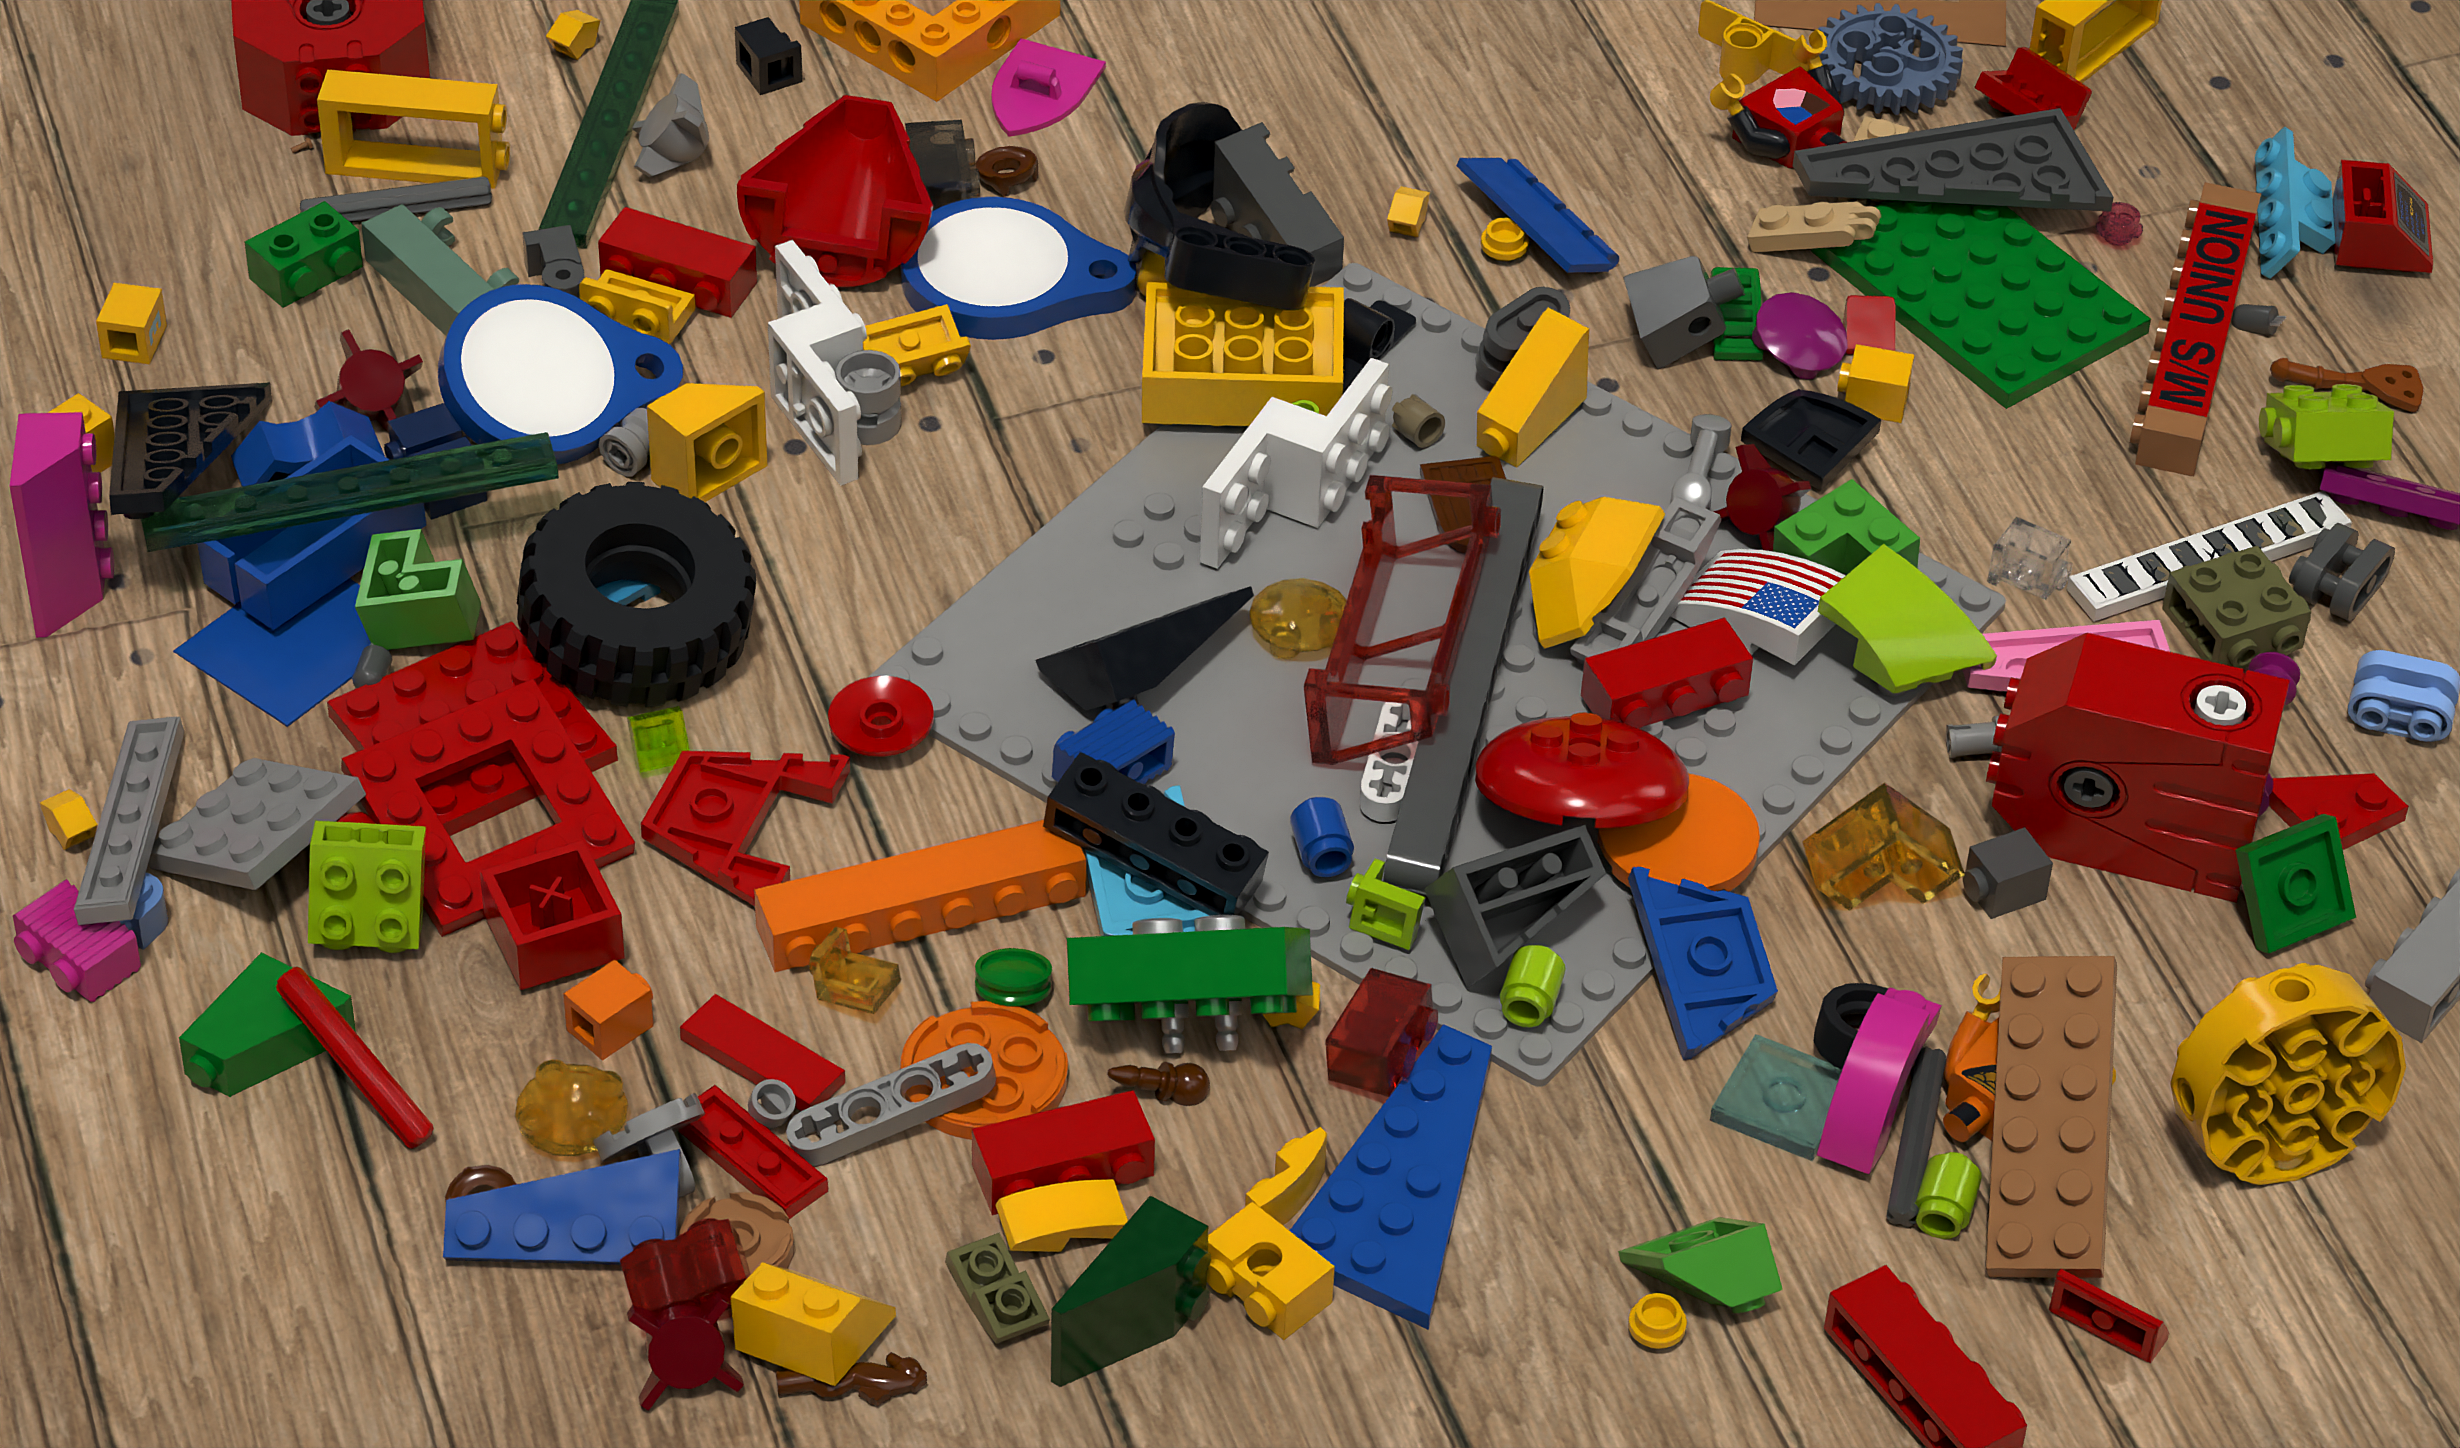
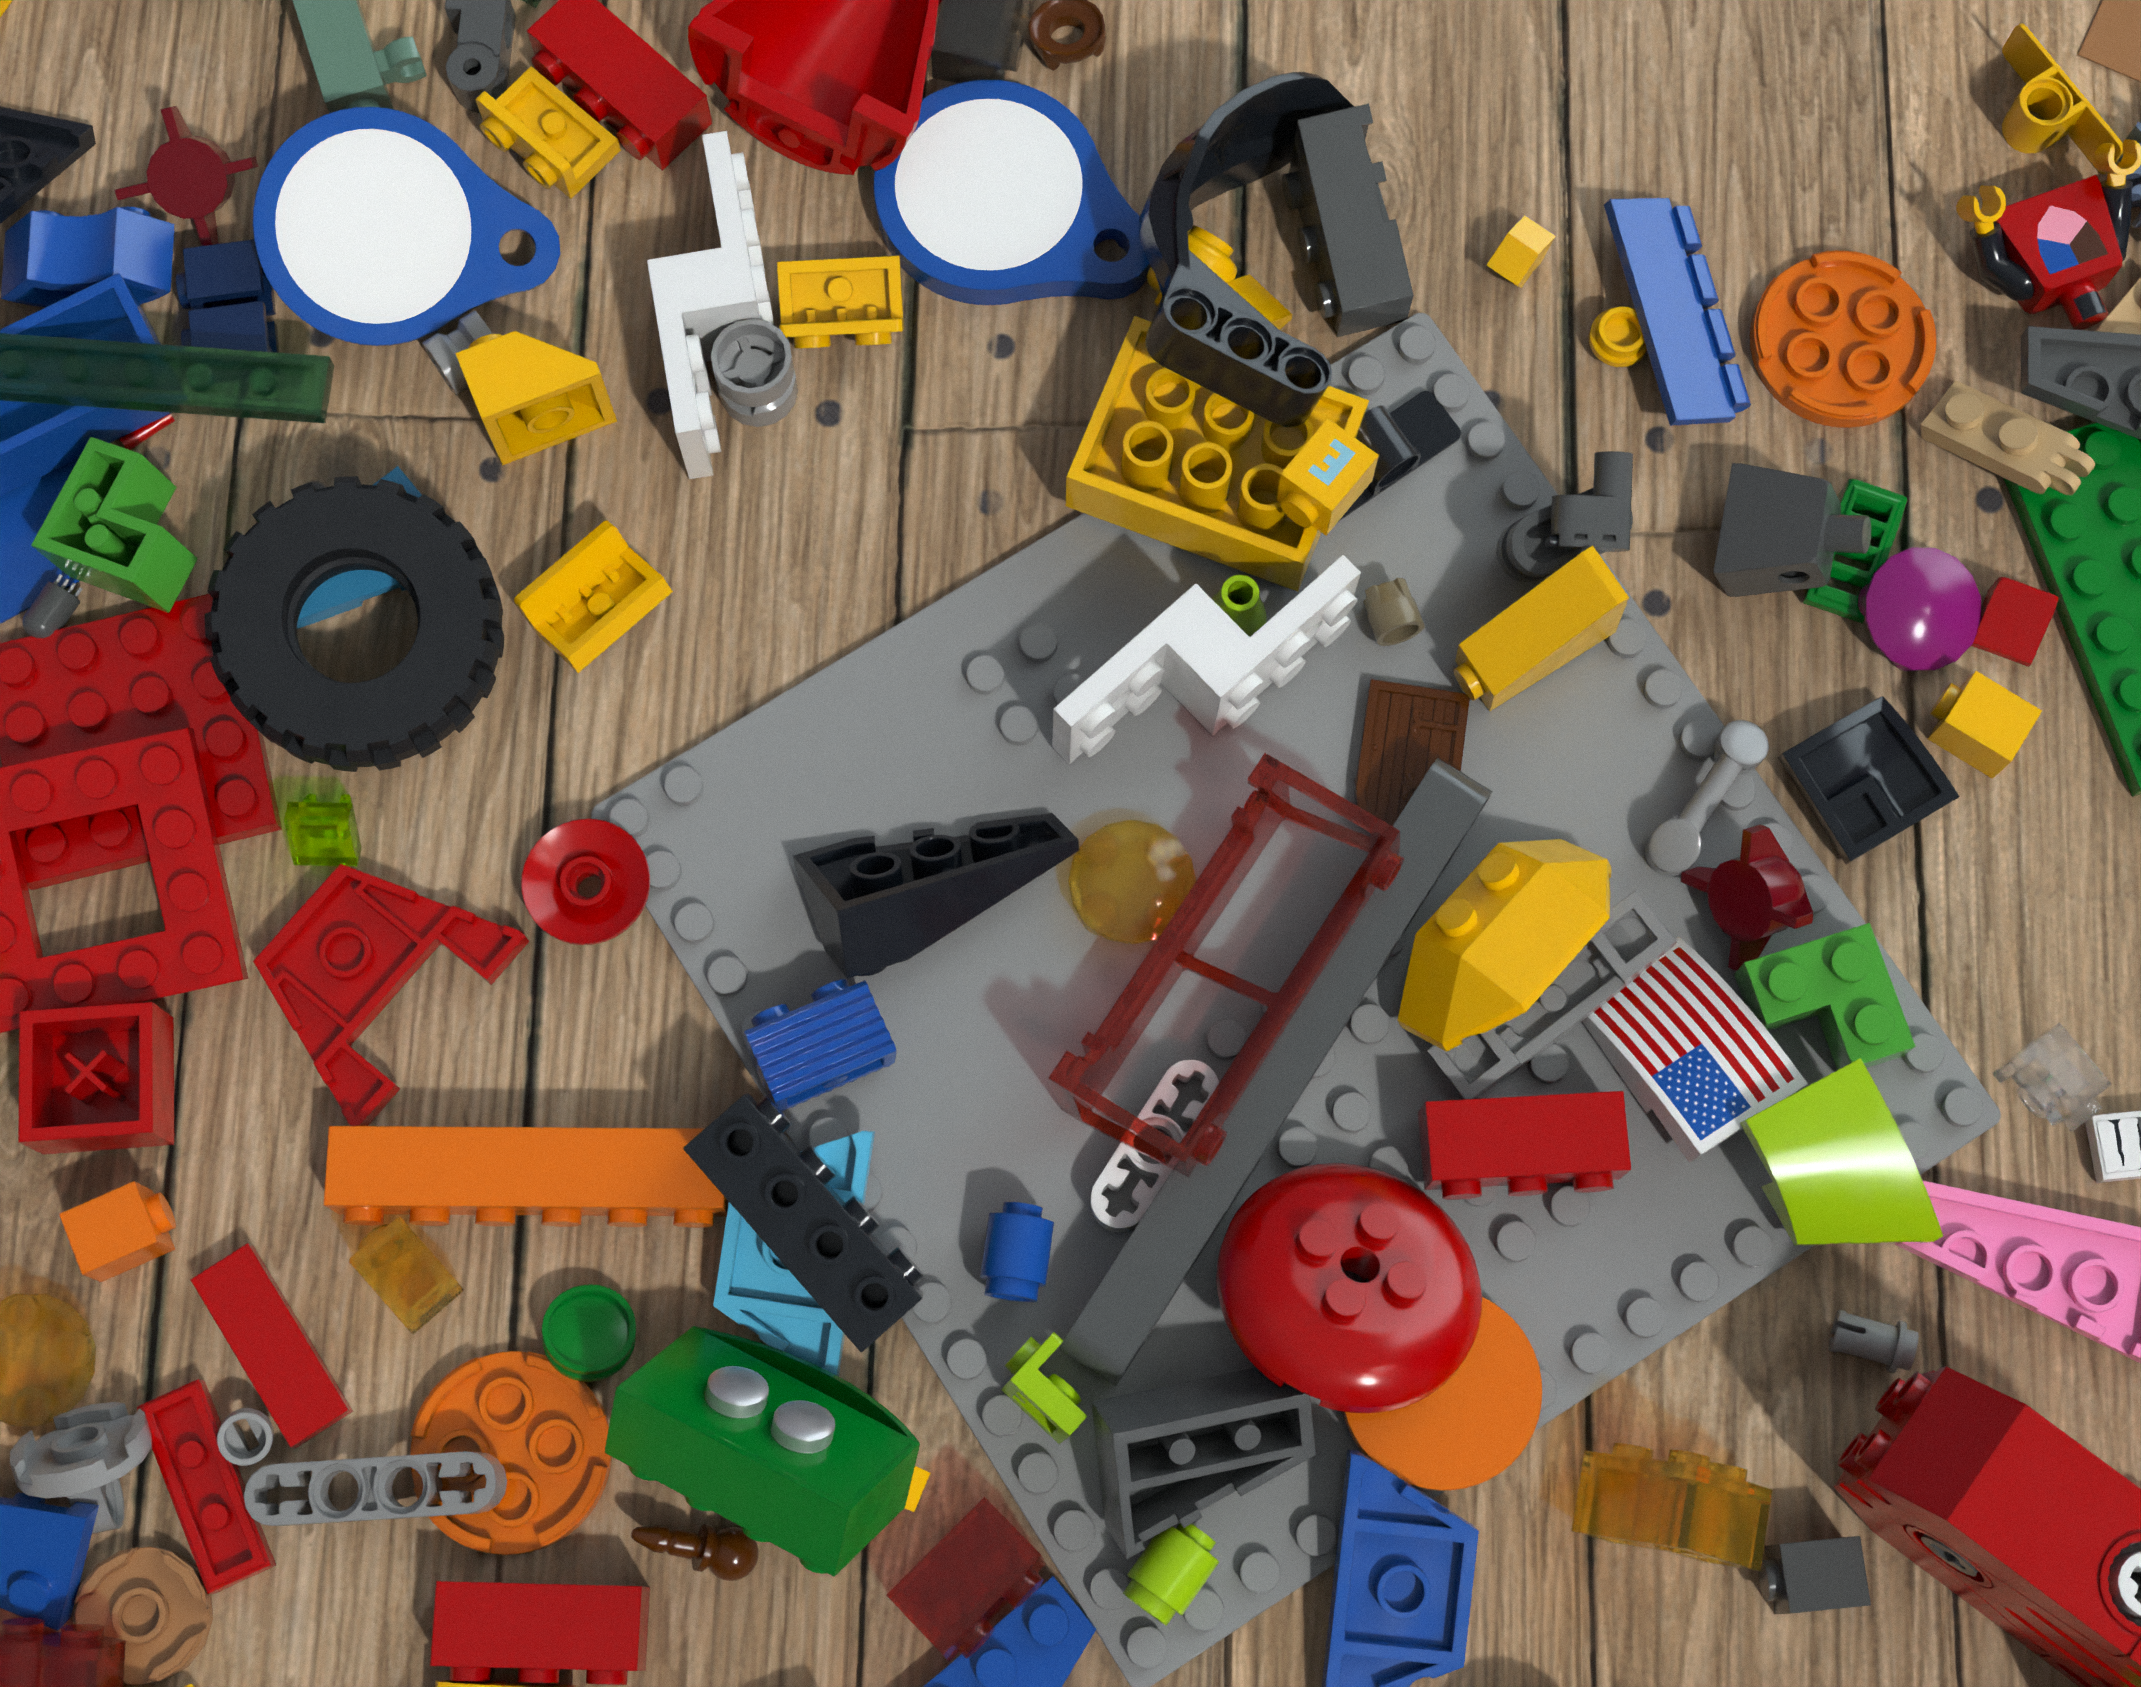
camera: 20 degrees right, 30 degrees up
(803, 555) = (591, 596): none -> yellow bracket
(1337, 321) = (1325, 478): none -> yellow brick
(1543, 290) = (1600, 518): none -> dark grey piece
(1666, 209) = (1842, 339): none -> orange tile

